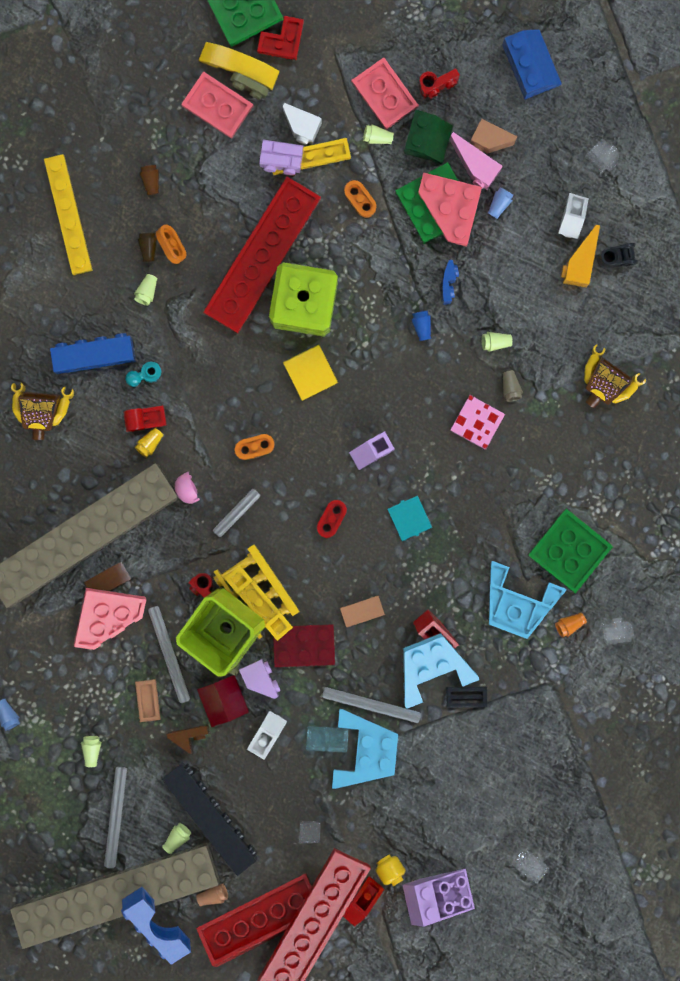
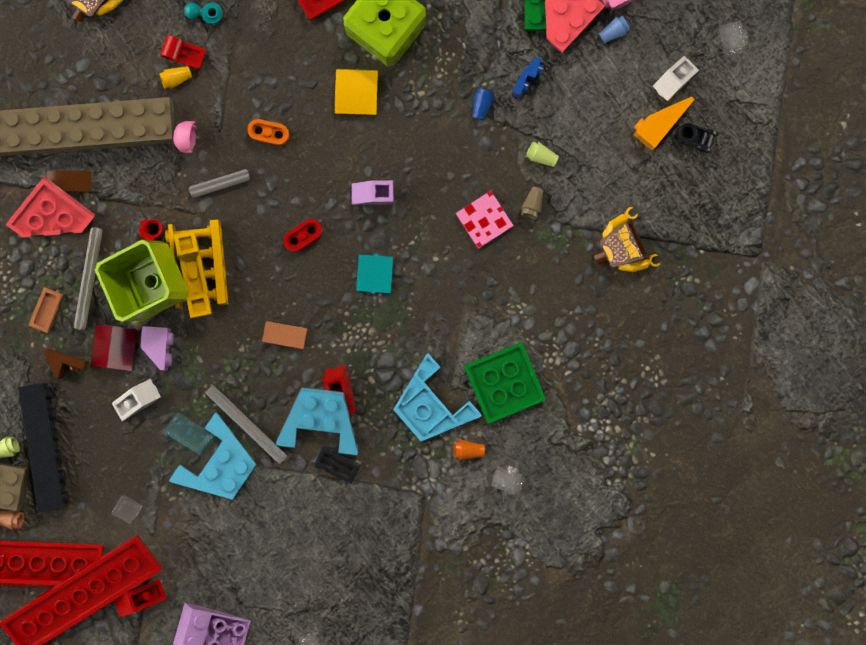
camera: 35 degrees right, 0 degrees up
(305, 646) = (215, 339): dark red plate -> none
(390, 870) = (180, 584): yellow head -> none

